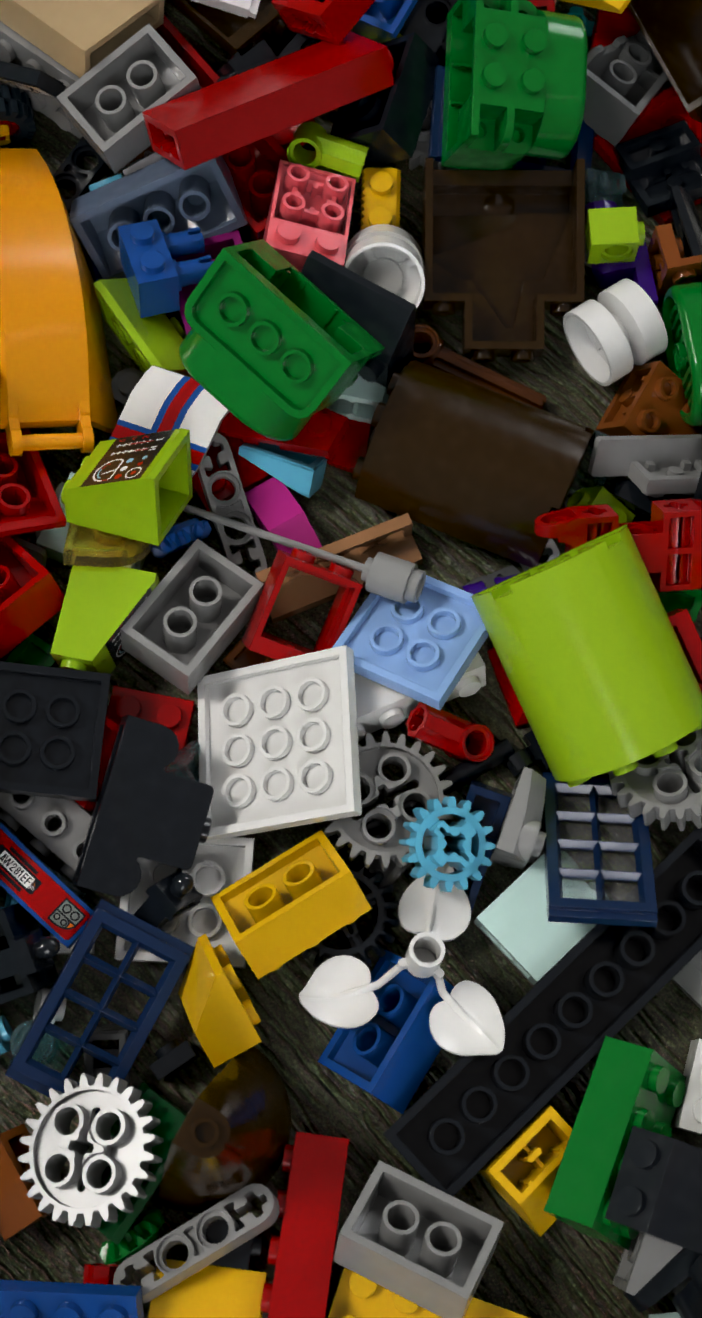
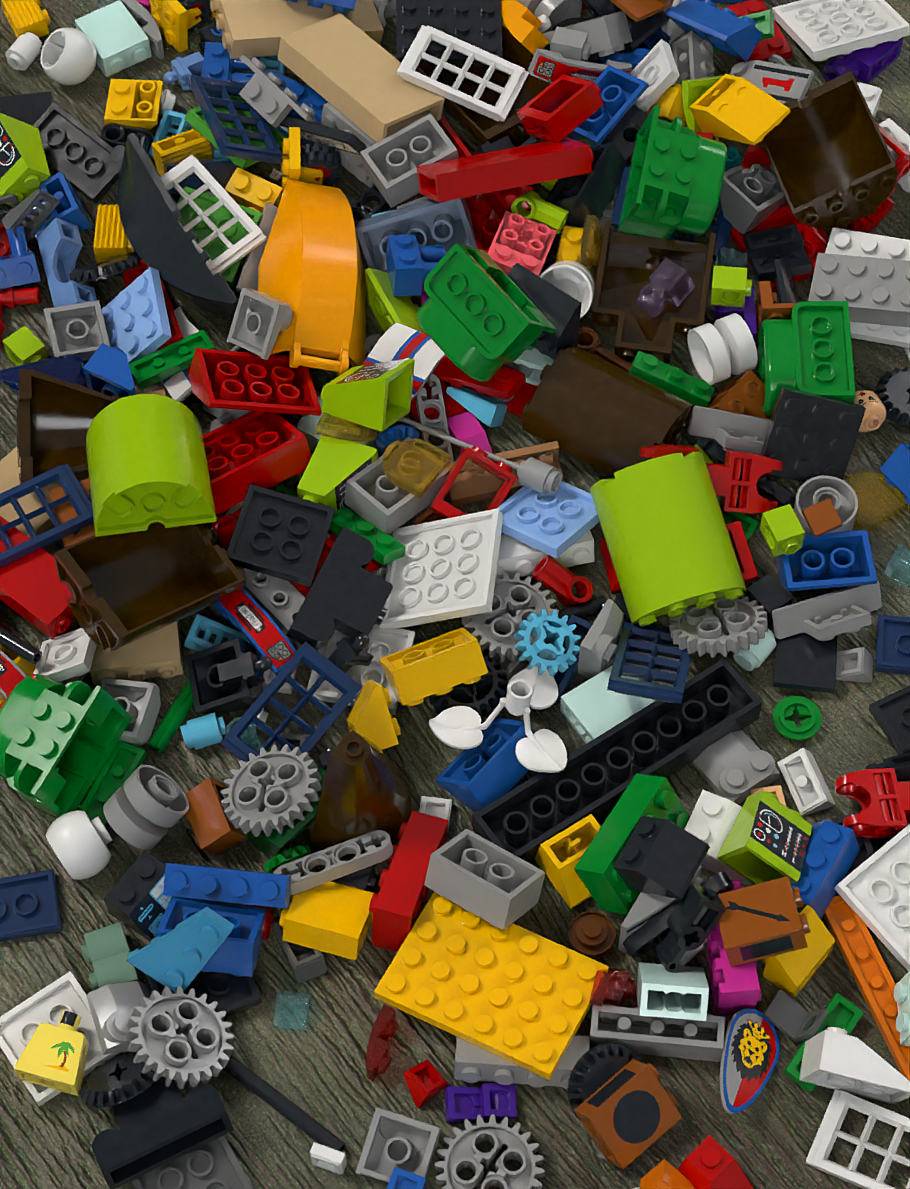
camera: 10 degrees right, 15 degrees down
(161, 700) = (385, 546): none -> green plate
(212, 586) = (414, 465): none -> clear yellow tile
(326, 1114) = (436, 807): none -> white tile
(408, 195) = (591, 244): none -> clear yellow tile
(523, 240) = (666, 283): none -> clear purple brick
(550, 388) = (672, 379): none -> green plate
(574, 1276) = (591, 934): none -> reddish brown plate

